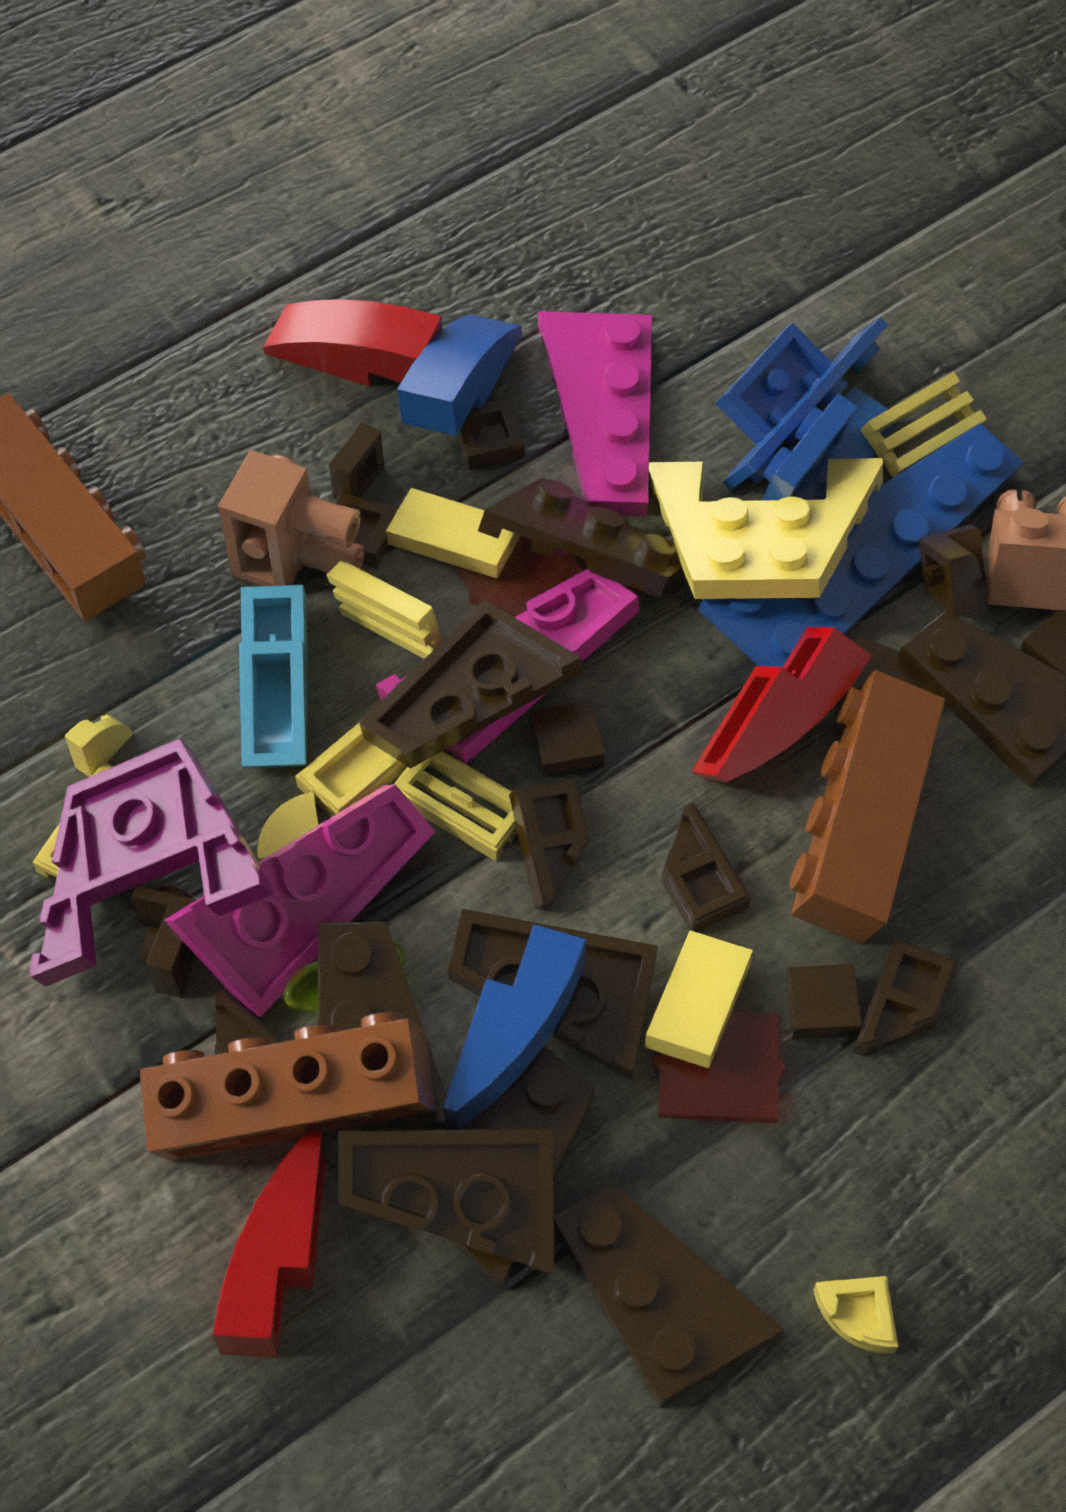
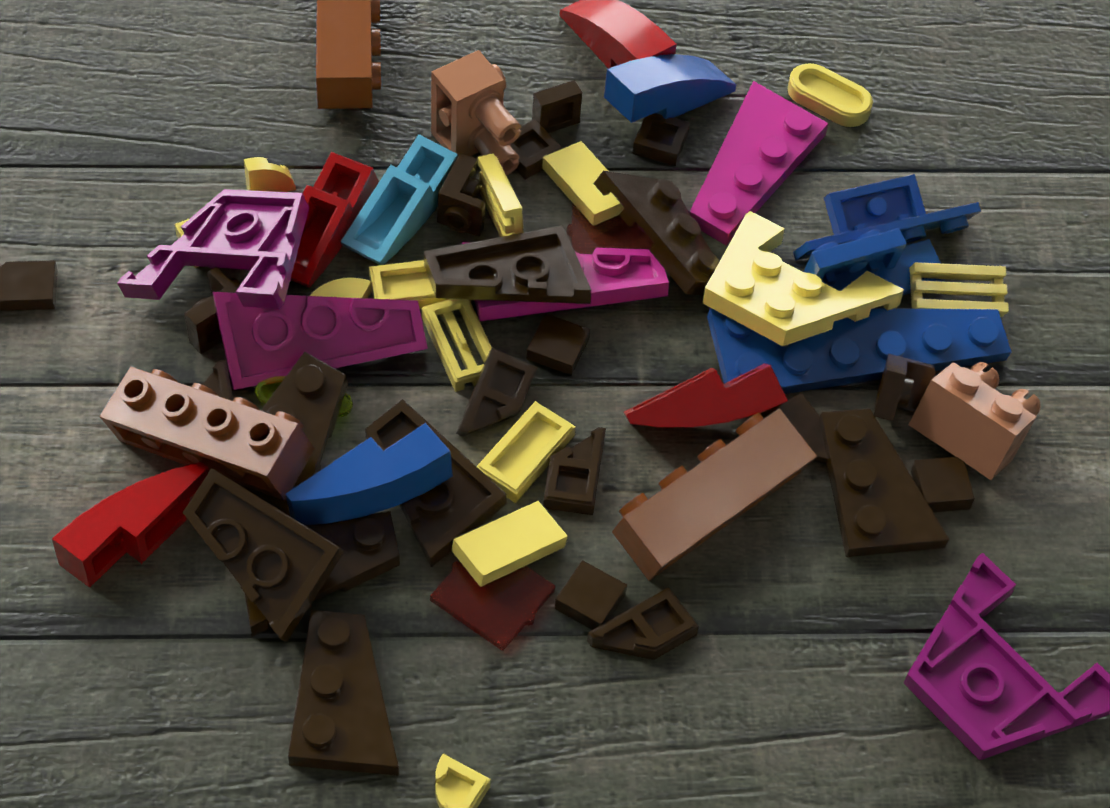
camera: 30 degrees right, 5 degrees down
(200, 716) = (333, 207): none -> red slope
(337, 644) = (458, 198): none -> dark brown bracket
(624, 281) = (830, 95): none -> light yellow tile
(628, 880) = (526, 450): none -> light yellow tile

